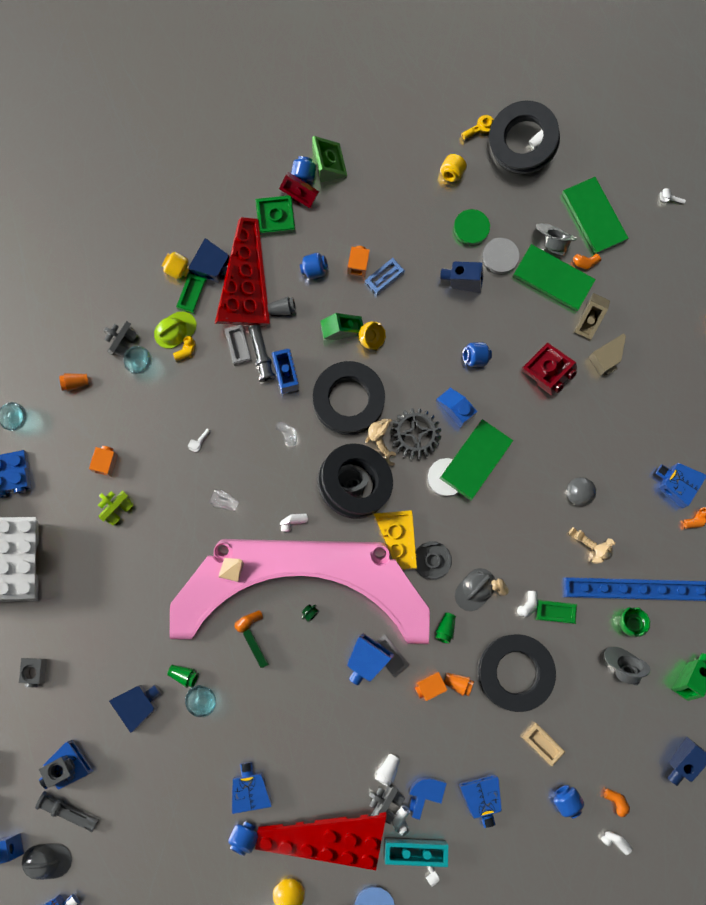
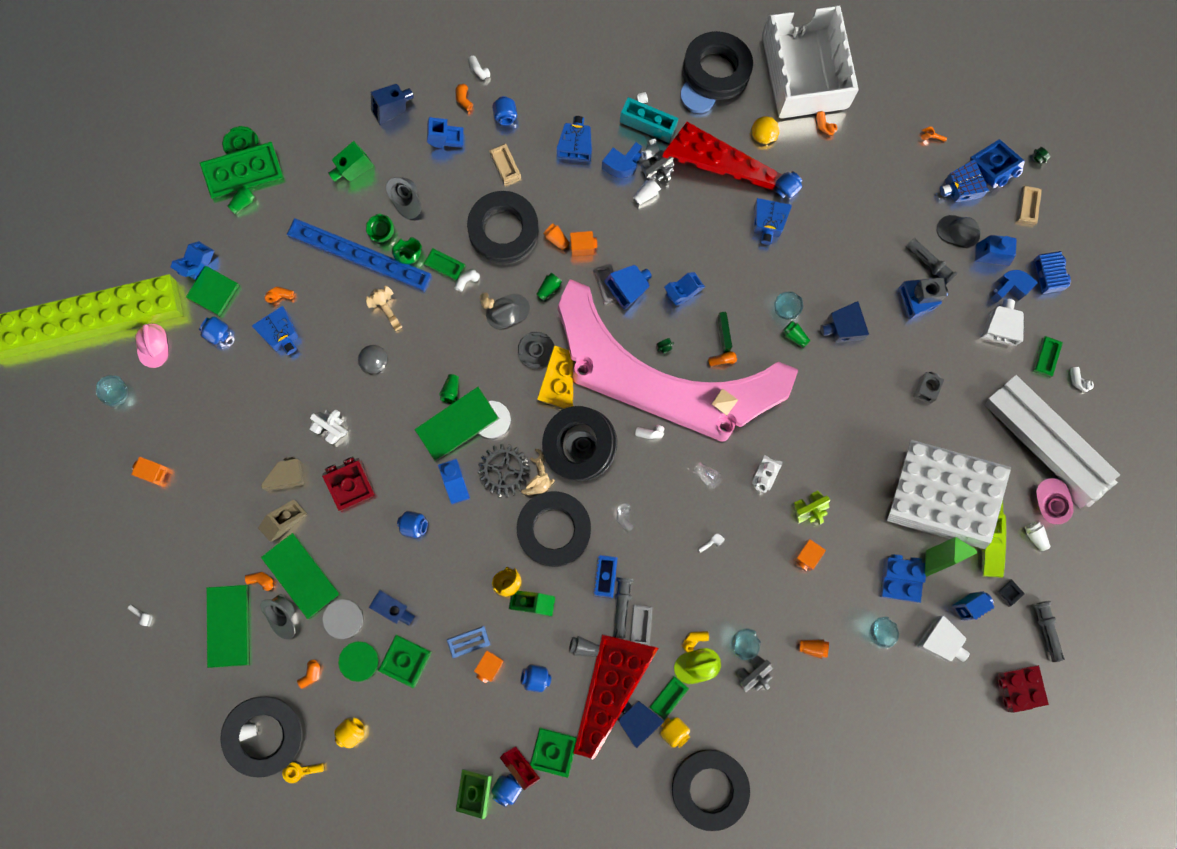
camera: 160 degrees left, 0 degrees up
(124, 207) = (739, 794): none -> black tyre
(168, 520) = (766, 474): none -> white hips
(312, 677) = (684, 288): none -> blue brick
(432, 241) = (404, 661): none -> green tile
(497, 490) = (449, 391): none -> green cone
(505, 202) = (312, 674): none -> orange arm
(592, 415) = (329, 422): none -> white hips
(598, 608) = (407, 251): none -> green hair
(619, 747) = (442, 135): none -> blue brick

